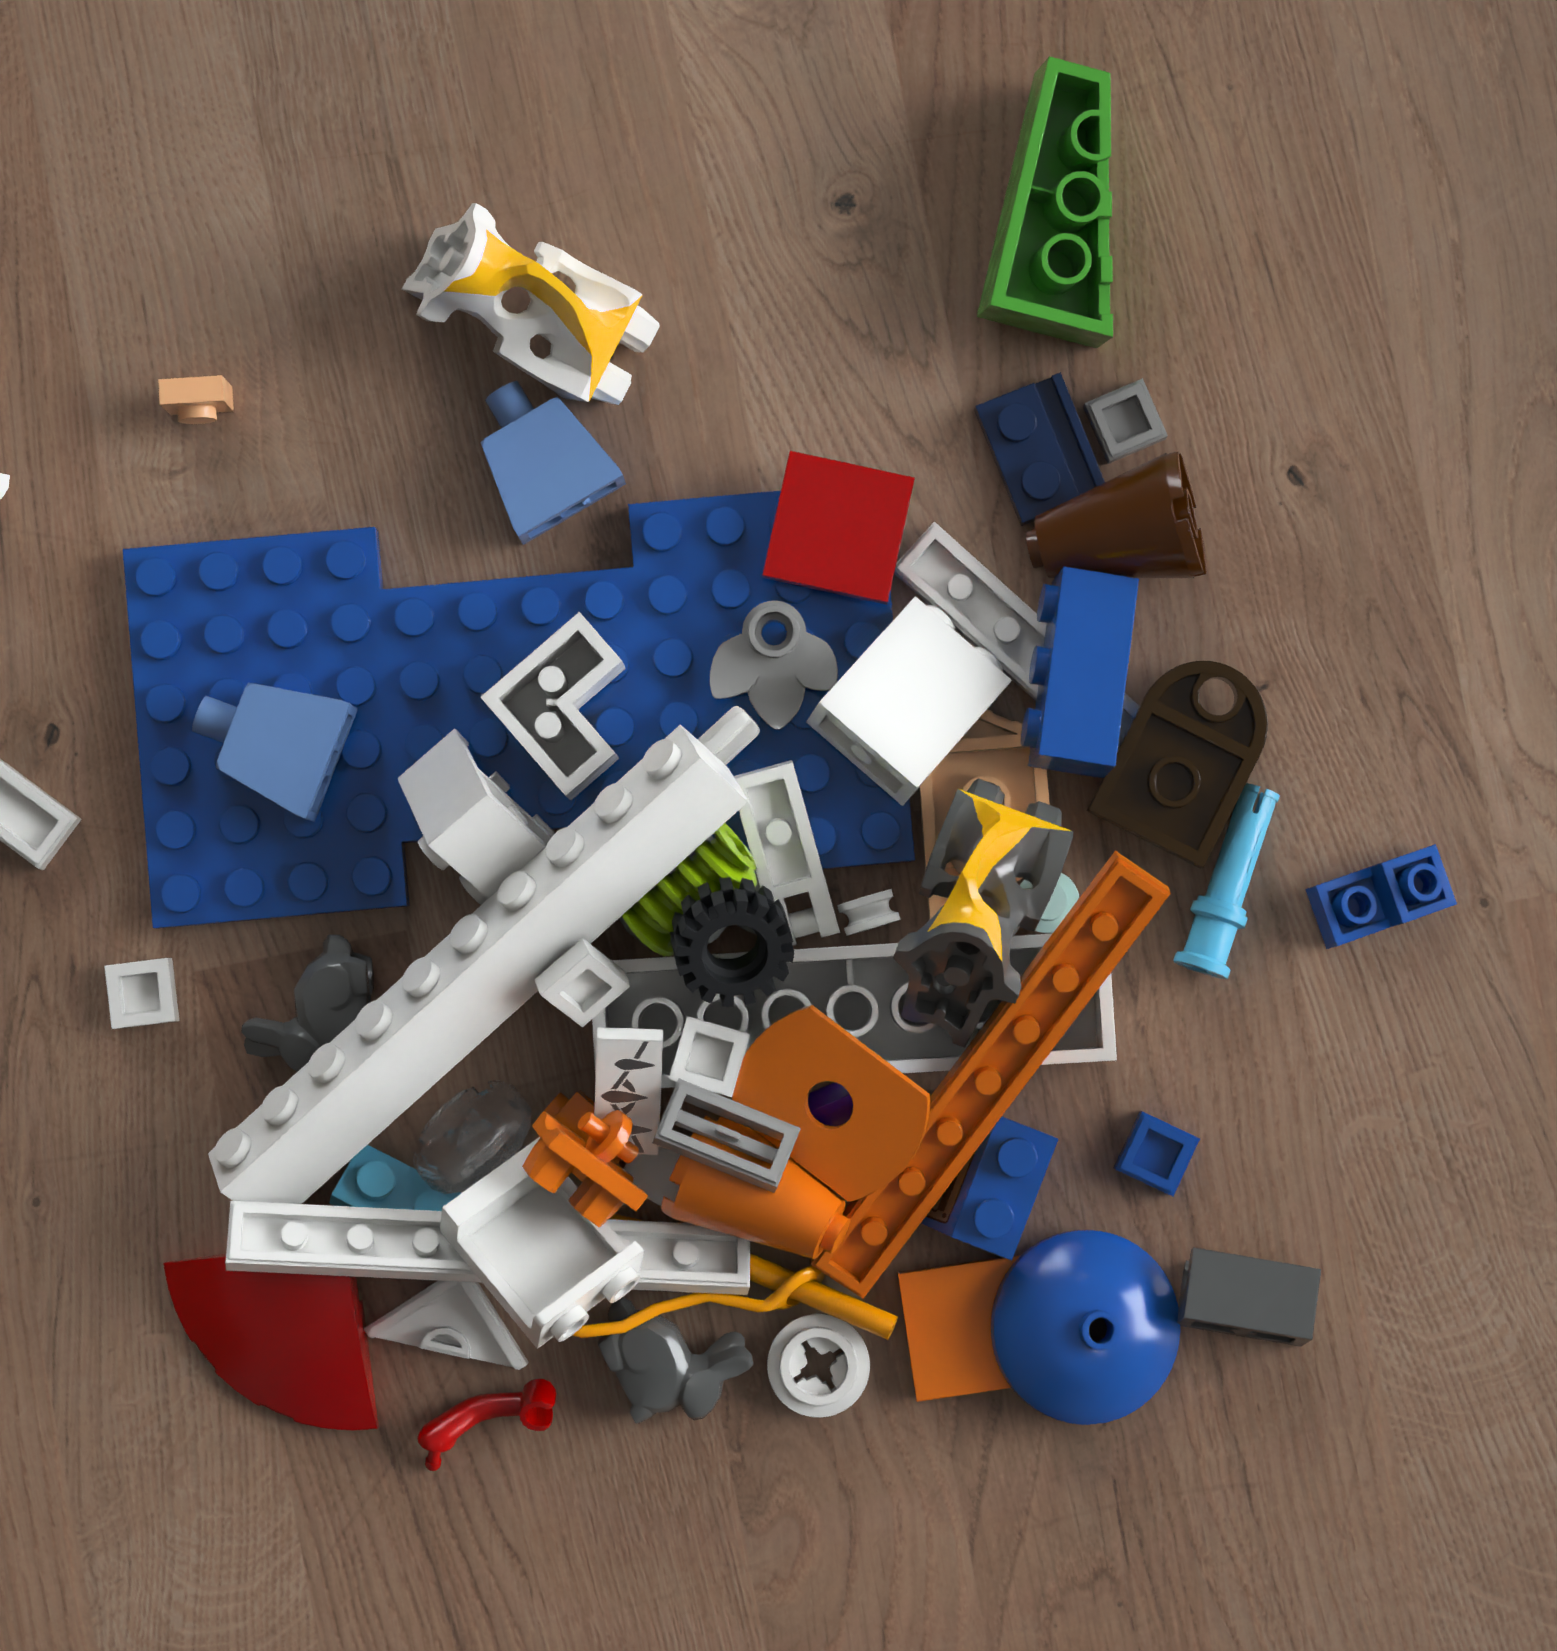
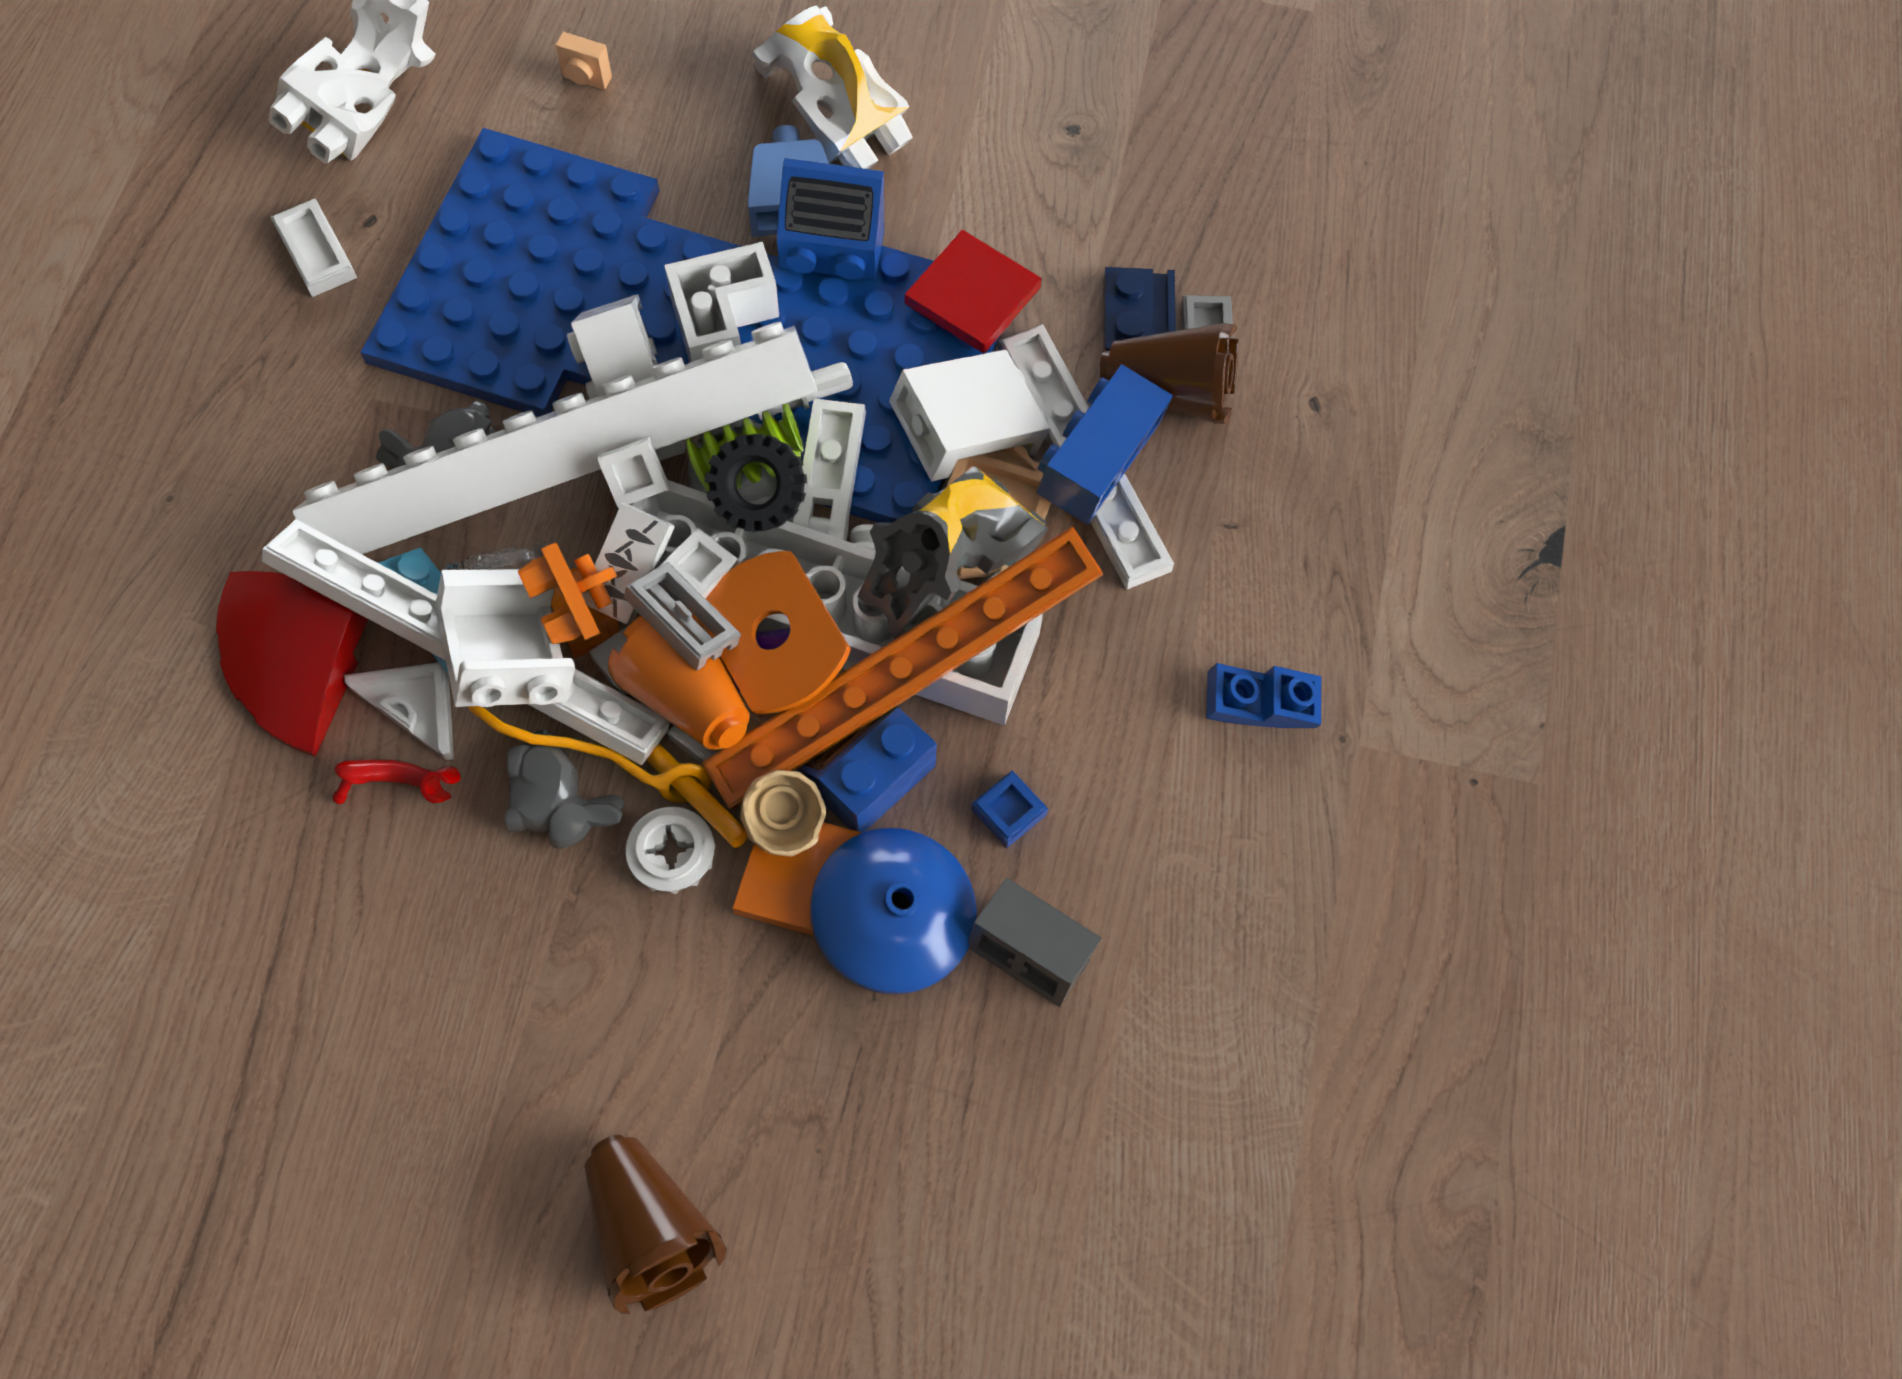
camera: 15 degrees right, 20 degrees down
(141, 993) = (327, 393): white tile -> none
(279, 742) = (516, 261): medium blue torso -> none
(637, 532) = (830, 219): none -> slope
(773, 673) = (878, 356): light grey plate -> none
(930, 1290) = (783, 812): none -> tan hair
(1052, 236) = (1205, 179): bright green wedge -> none
(1183, 765) = (1152, 541): dark brown tile -> none
(1220, 911) = (1136, 652): medium azure pin -> none

